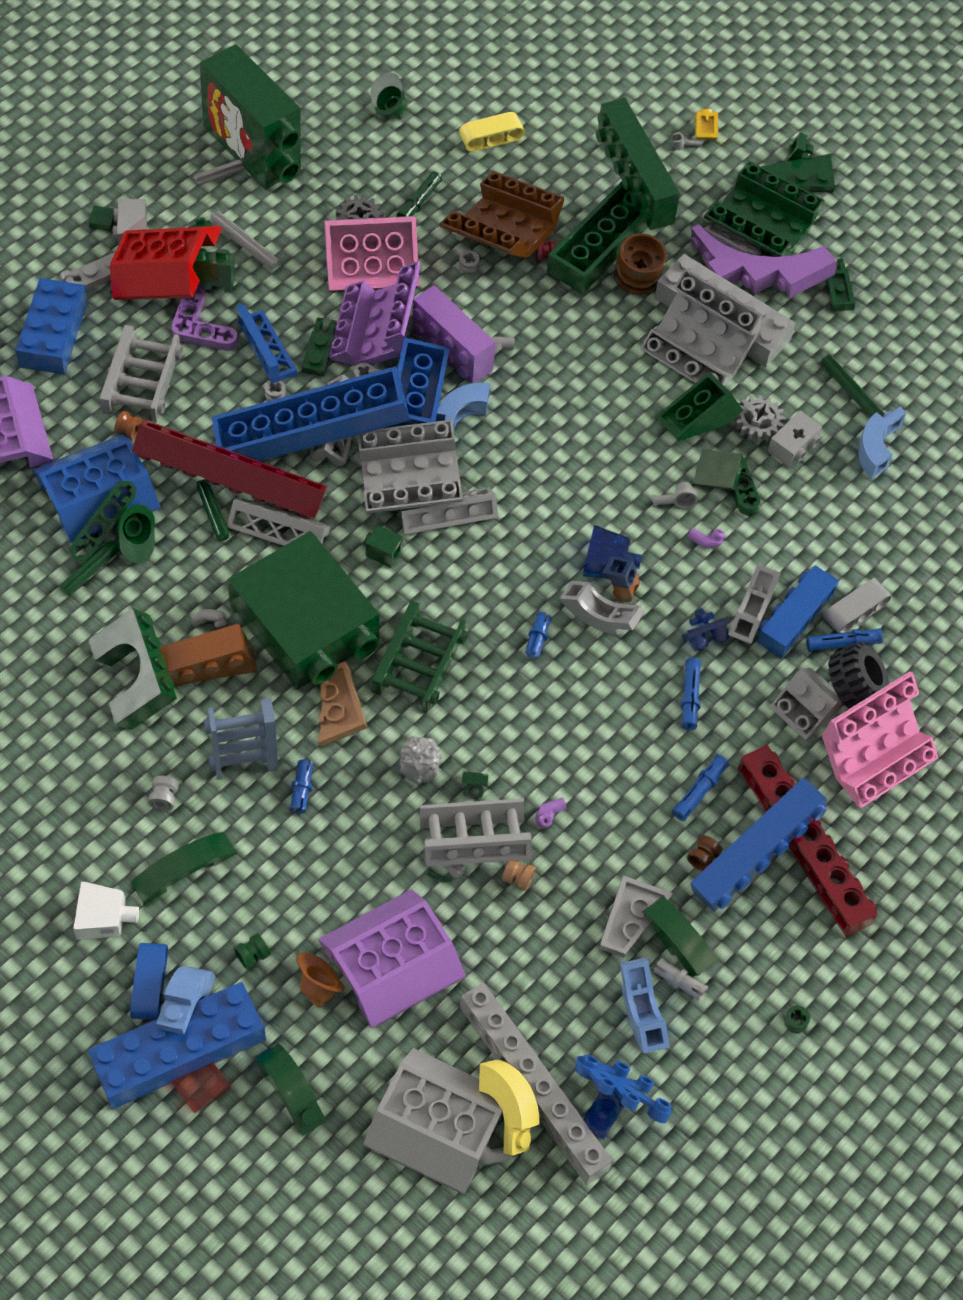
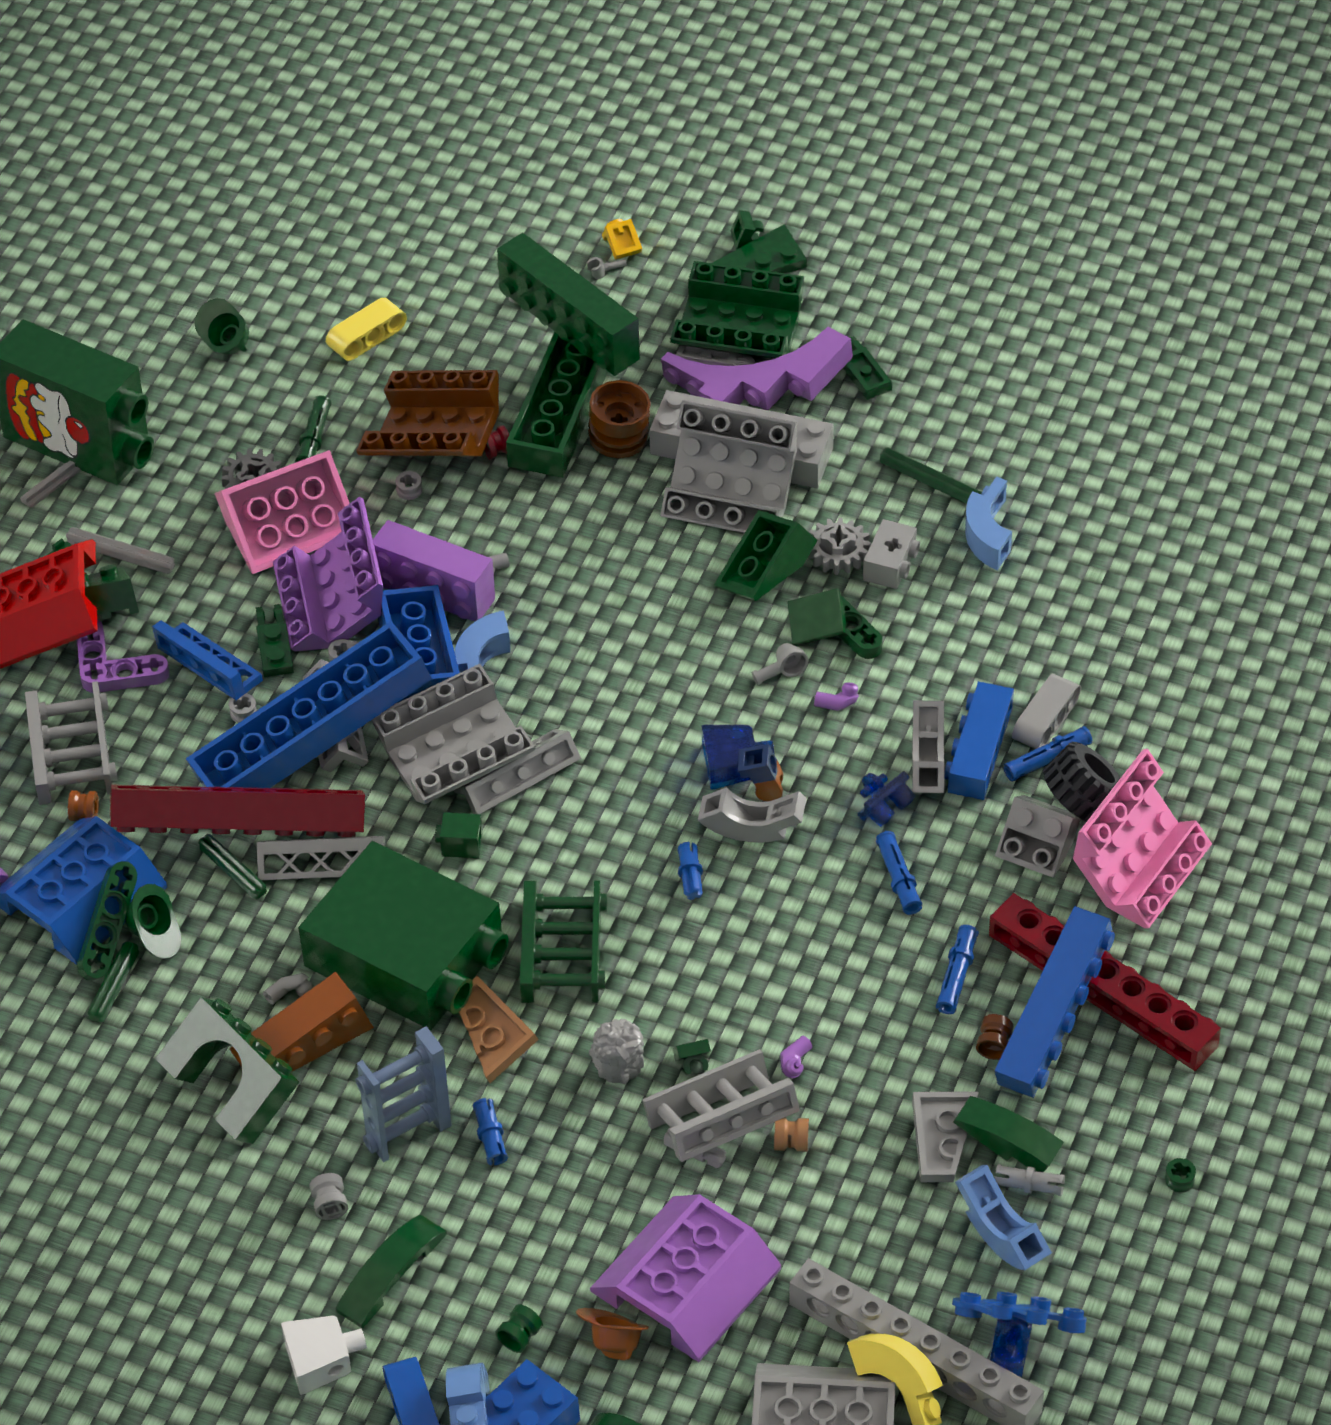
camera: 15 degrees left, 10 degrees down
(445, 878) = (698, 1172): clear green leg -> none

